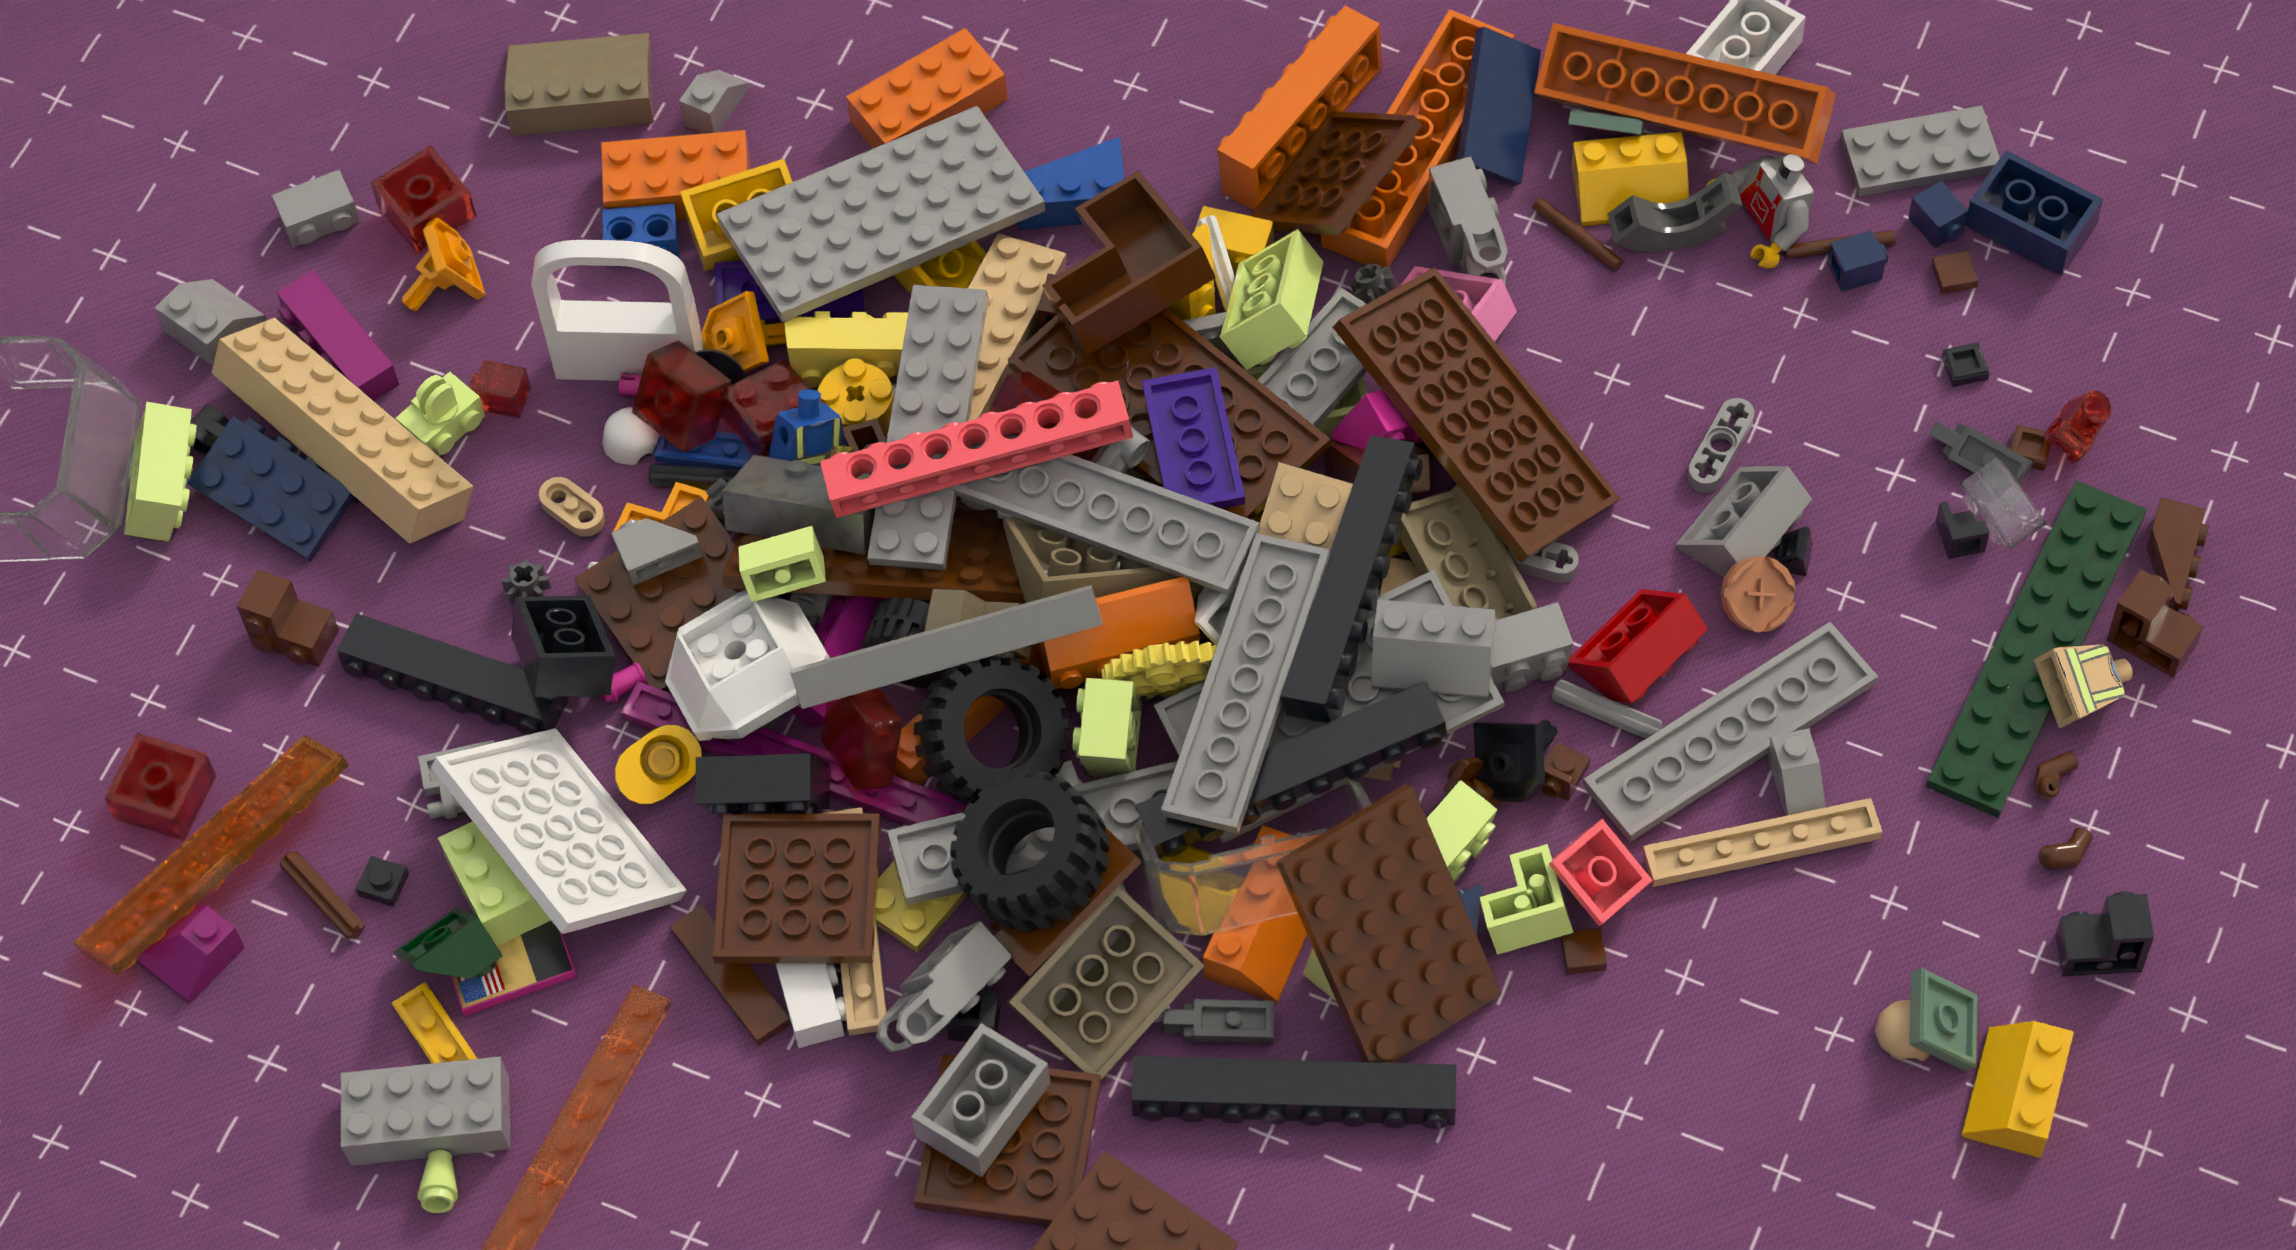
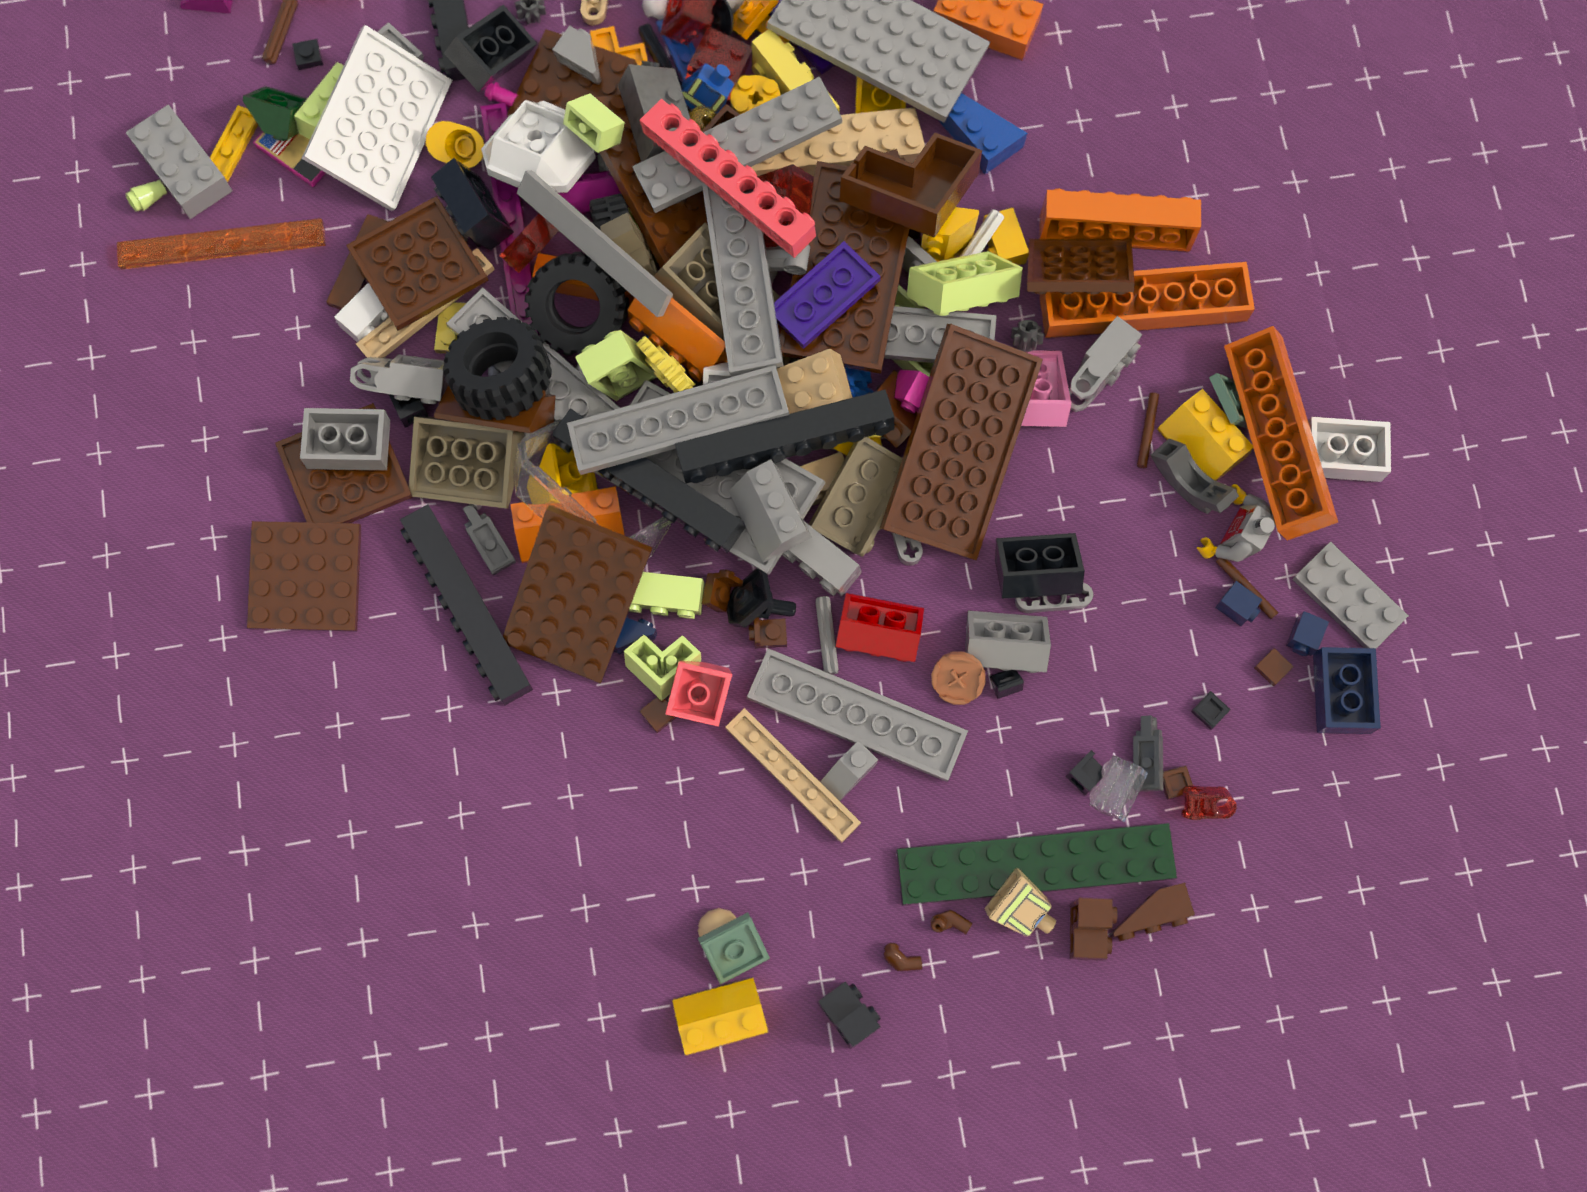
camera: 50 degrees right, 15 degrees up
(1499, 105) = (1198, 330): dark blue tile -> none
(1677, 429) = (1039, 565): none -> black brick

